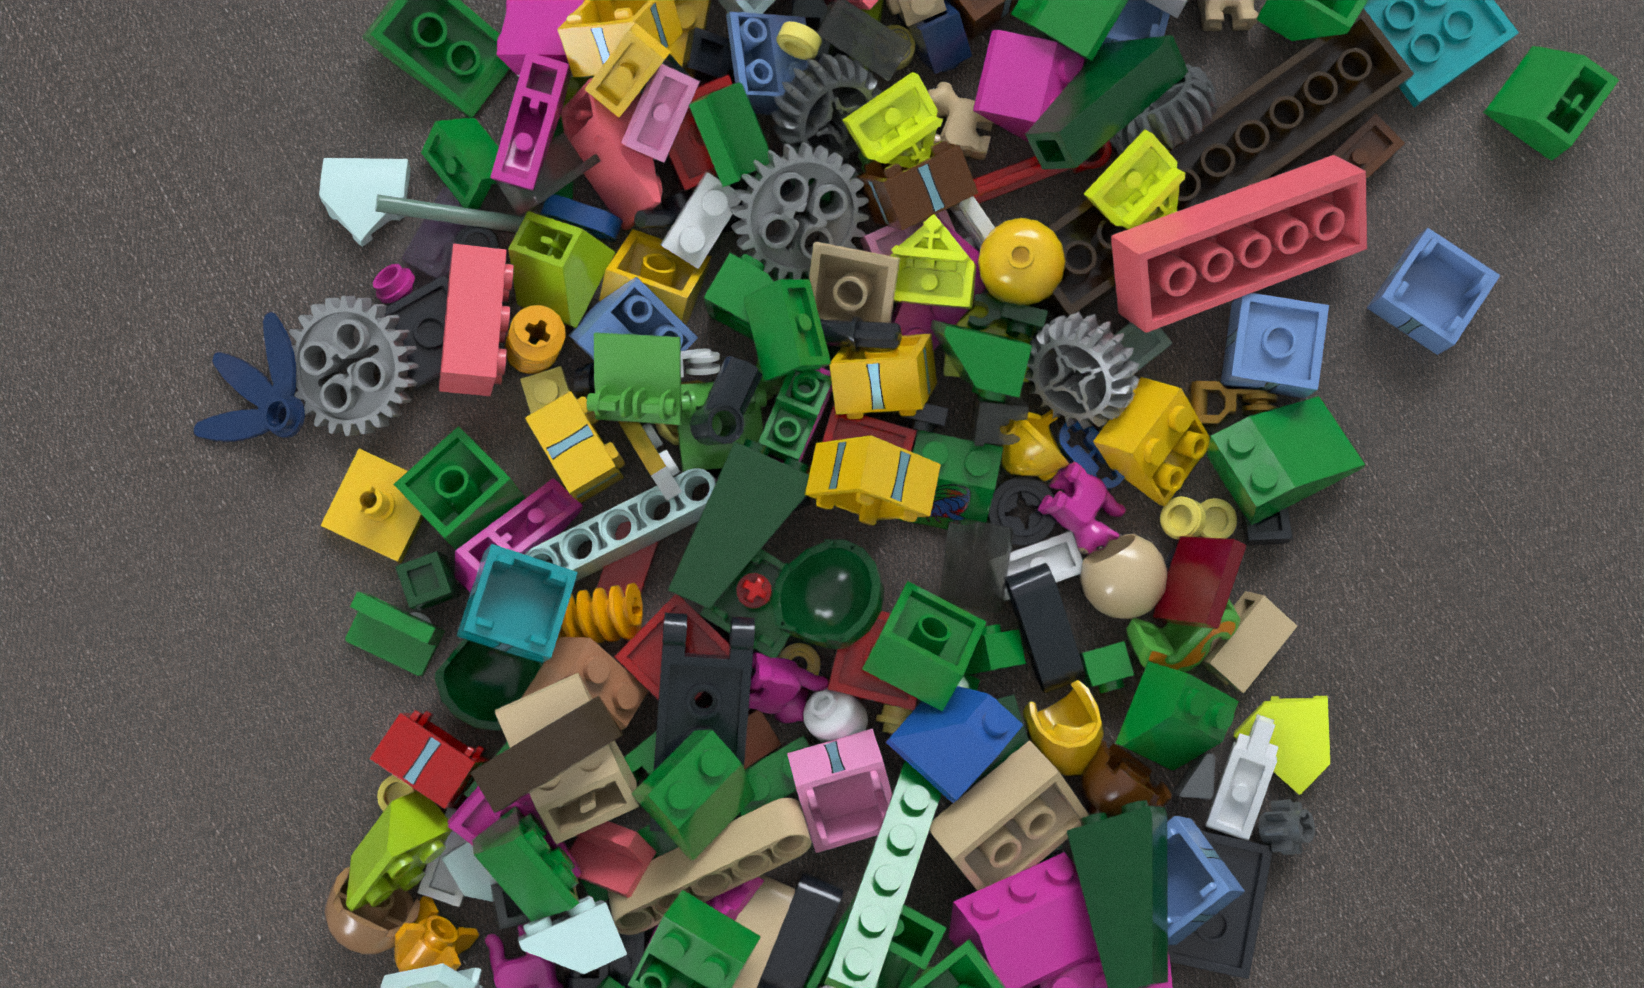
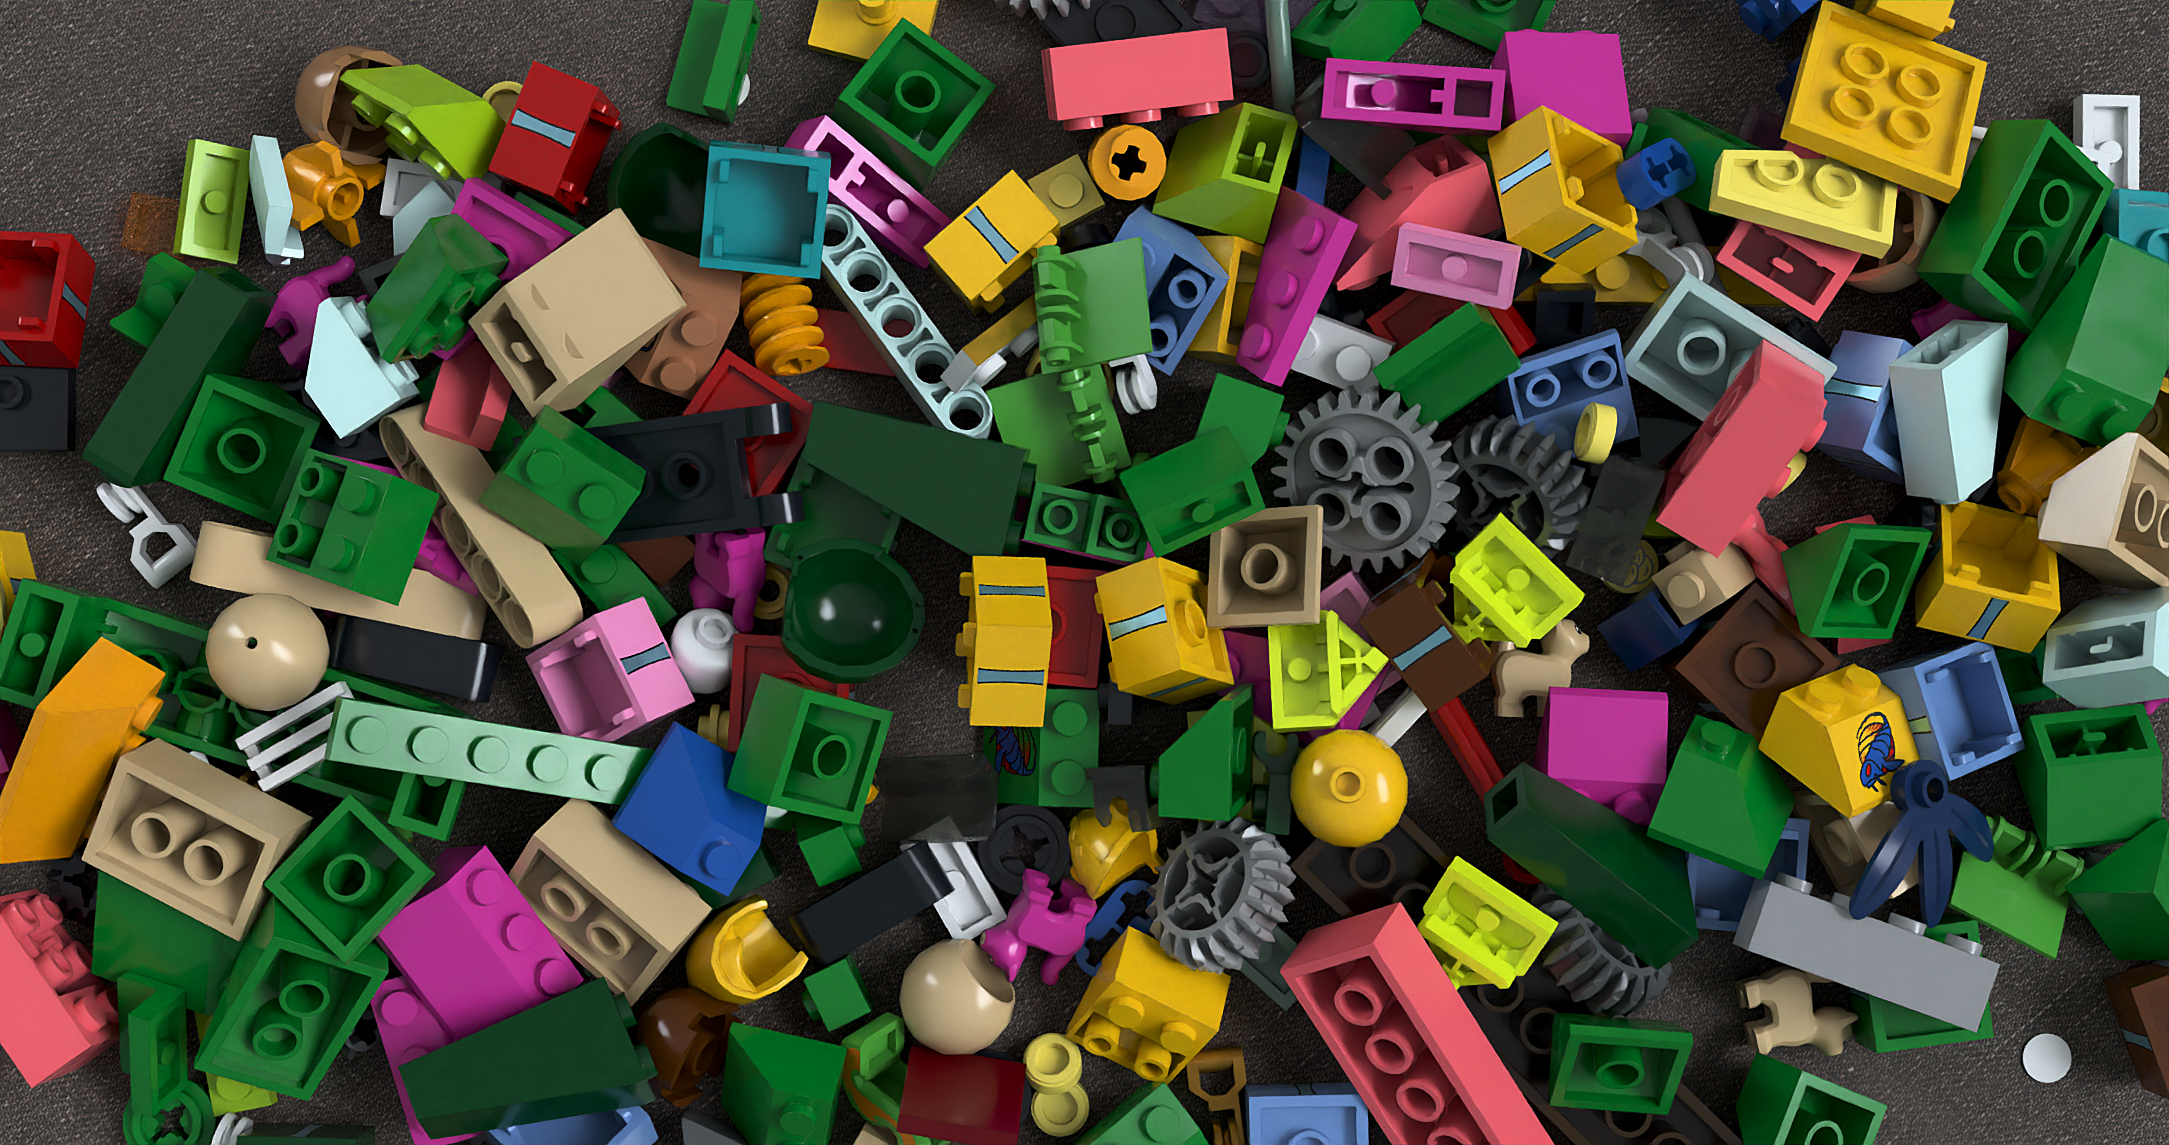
camera: 80 degrees right, 5 degrees up
(428, 581) = (785, 88): dark green brick -> none
(546, 754) = (569, 285): dark brown slope -> none
(627, 70) = (1499, 210): yellow plate -> none
(648, 234) = (1293, 277): none -> dark pink wing
(727, 400) = (1085, 430): black piece -> none
(753, 590) = (845, 513): red axle -> none
(861, 334) = (1209, 589): black axle -> none
(1249, 110) = (1616, 1063): none -> green slope

